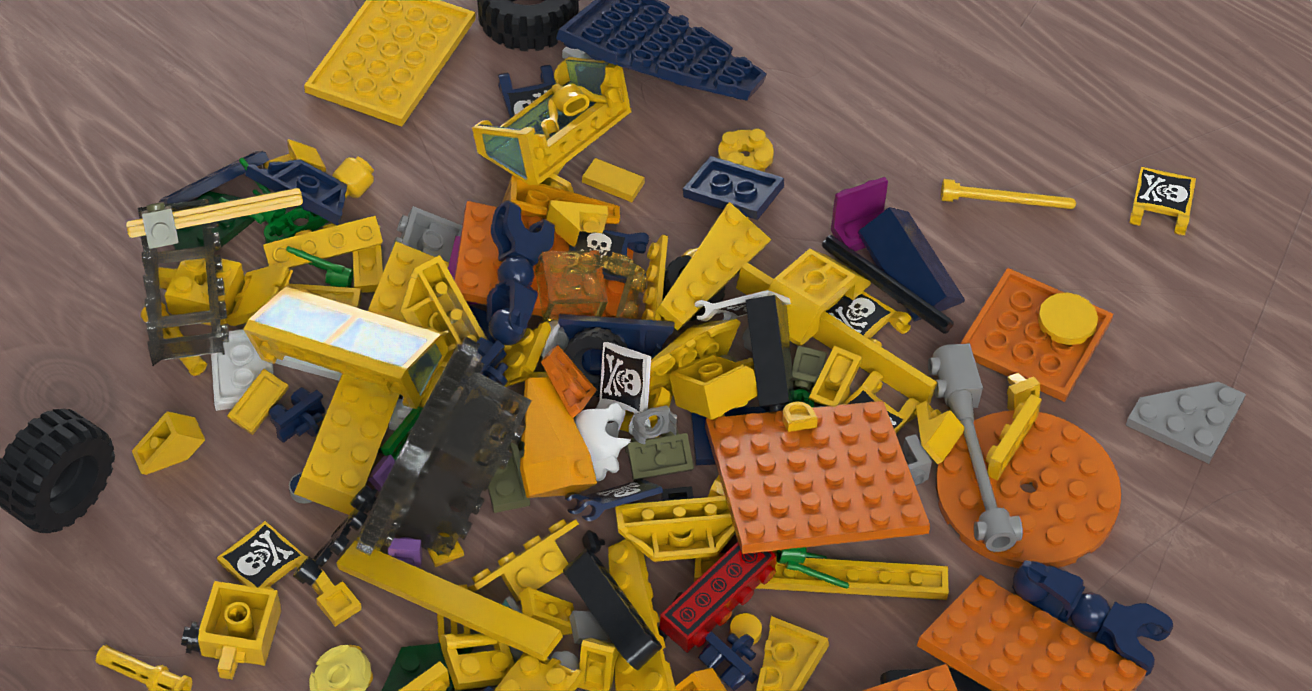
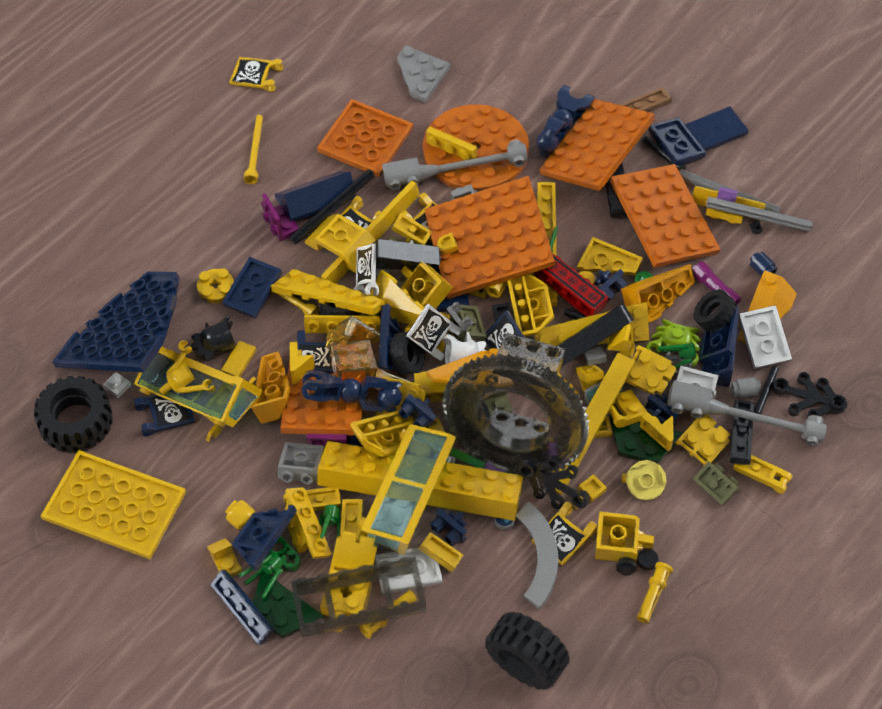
camera: 90 degrees left, 5 degrees up
(159, 225) = (323, 602): bracket -> none
(168, 443) = (479, 603): yellow slope -> none
(204, 673) = (647, 559): none -> black tile
(225, 210) = (309, 573): yellow axle -> none
(236, 534) = (547, 555): none -> light grey tile
(568, 381) = (428, 363): orange wing -> none
(639, 147) = (213, 339): none -> black piece
(938, 431) = (450, 182): yellow slope -> none
(1021, 390) = (411, 145): yellow tile -> none
(1068, 318) = (359, 118): yellow tile -> none

